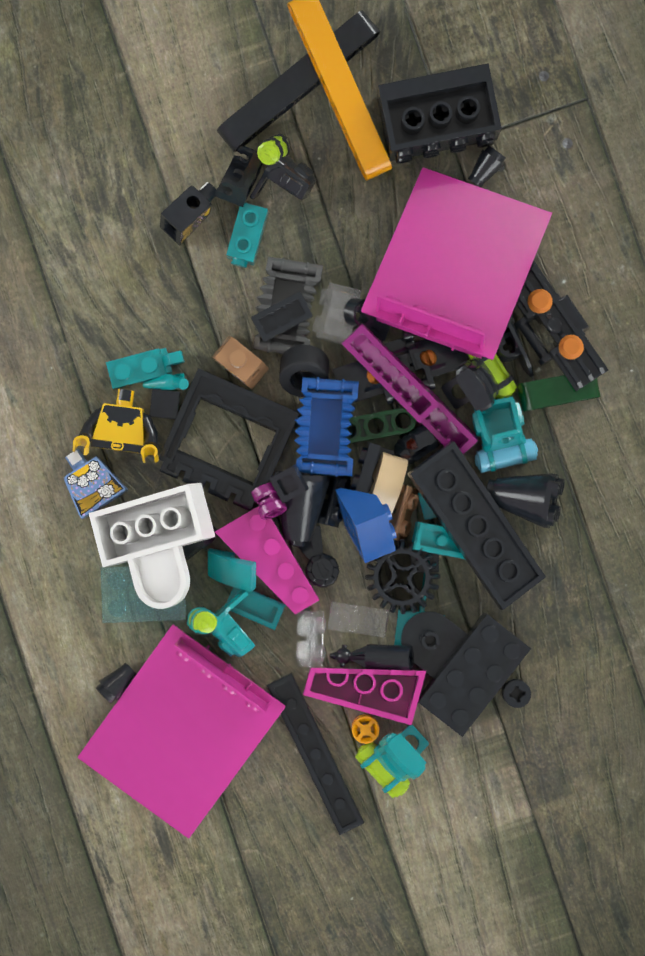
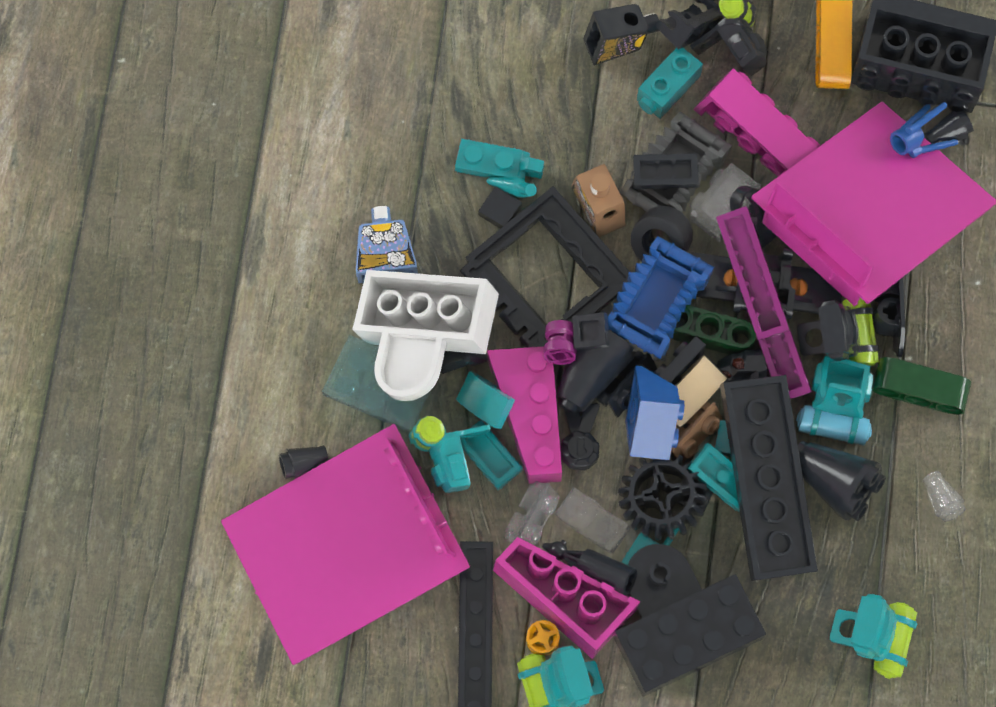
camera: 25 degrees right, 15 degrees down
(120, 428) = (441, 207): torso -> none
(333, 237) = (756, 122): none -> dark pink wedge
(459, 194) = (910, 135): none -> blue plant
(515, 688) = (724, 687): black wheel -> none
(565, 325) = (959, 317): black piece -> none
(614, 471) = (944, 498): none -> clear cone
(614, 603) = (879, 633): none -> teal piece

